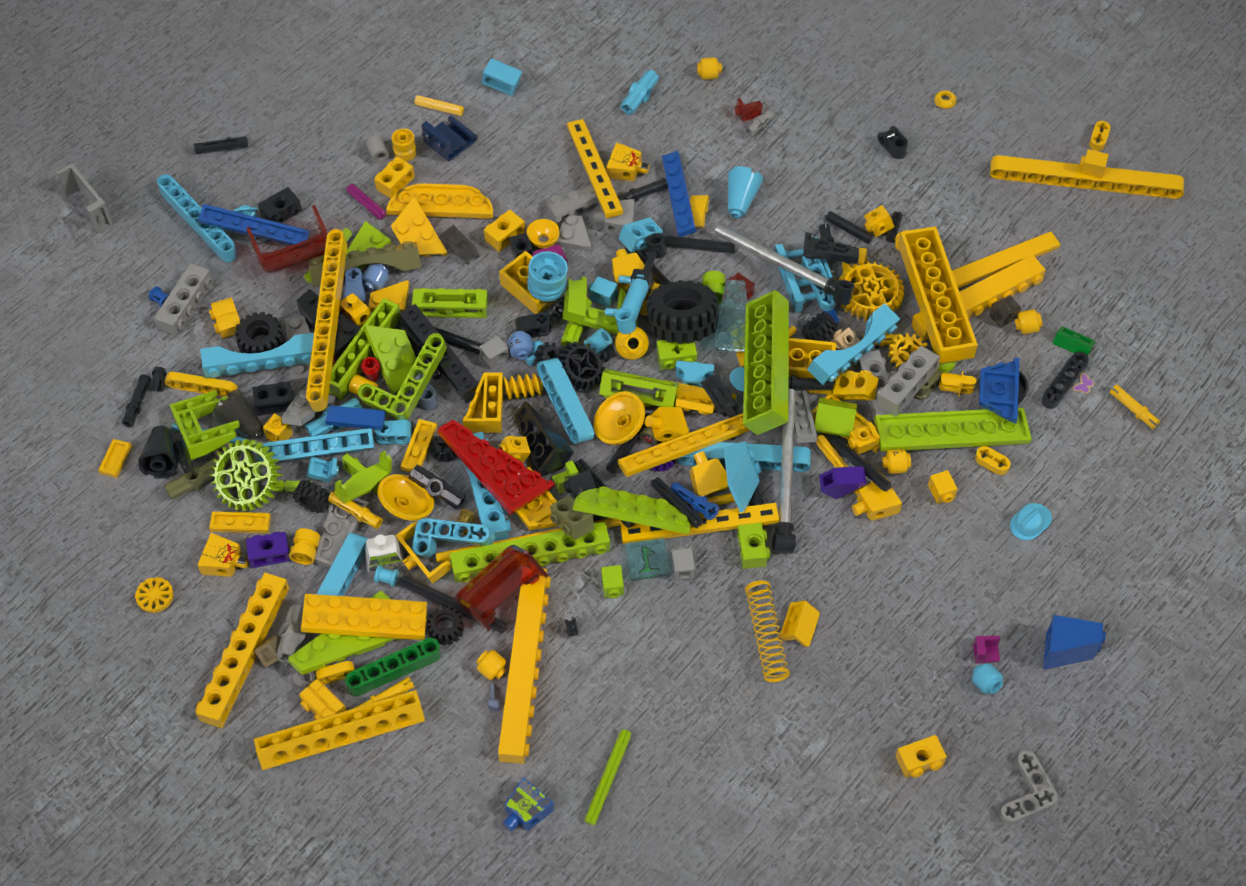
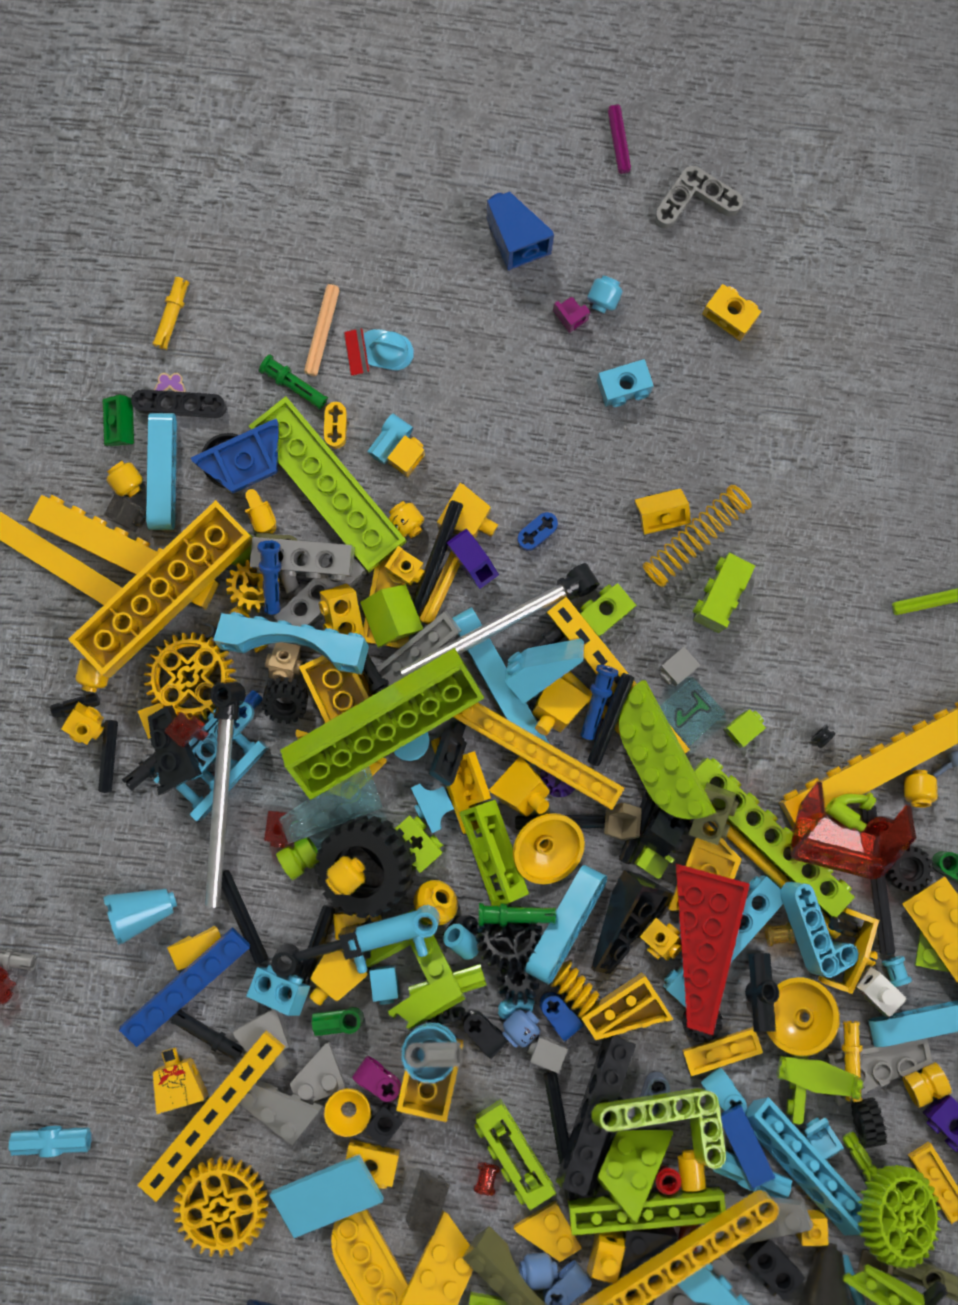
camera: 125 degrees left, 25 degrees up
(440, 556) = (844, 927): none -> black axle
(447, 281) = (486, 1179): none -> clear red bush
(504, 197) = (326, 1196): none -> medium azure tile
(509, 597) = (838, 810): none -> lime plant
(512, 368) = (561, 1018): none -> blue piece
(539, 150) = (216, 1215): none -> yellow gear
(546, 267) = (436, 1054): none -> light grey piece
(597, 365) = (504, 914): none -> green pin
(598, 257) = (335, 1021): none -> green piece
(605, 470) = (623, 821): none -> dark tan panel
(685, 287) = (345, 875): none -> yellow head
(714, 620) = (723, 592): none -> lime wedge
(837, 261) = (185, 728): none -> clear red bracket
(841, 538) = (534, 527): none -> blue beam
(909, 663) = (634, 373): none -> medium azure brick
(912, 351) = (269, 568): none -> blue pin
(966, 490) = (392, 433): none -> medium azure piece
(1022, 345) = (161, 471): none -> medium azure beam
(1040, 503) = (356, 351): none -> red sticker
(1047, 447) = (285, 373): none -> green pin
(1069, 489) = (321, 330): none -> light nougat axle
(1109, 765) = (619, 139): none -> magenta axle

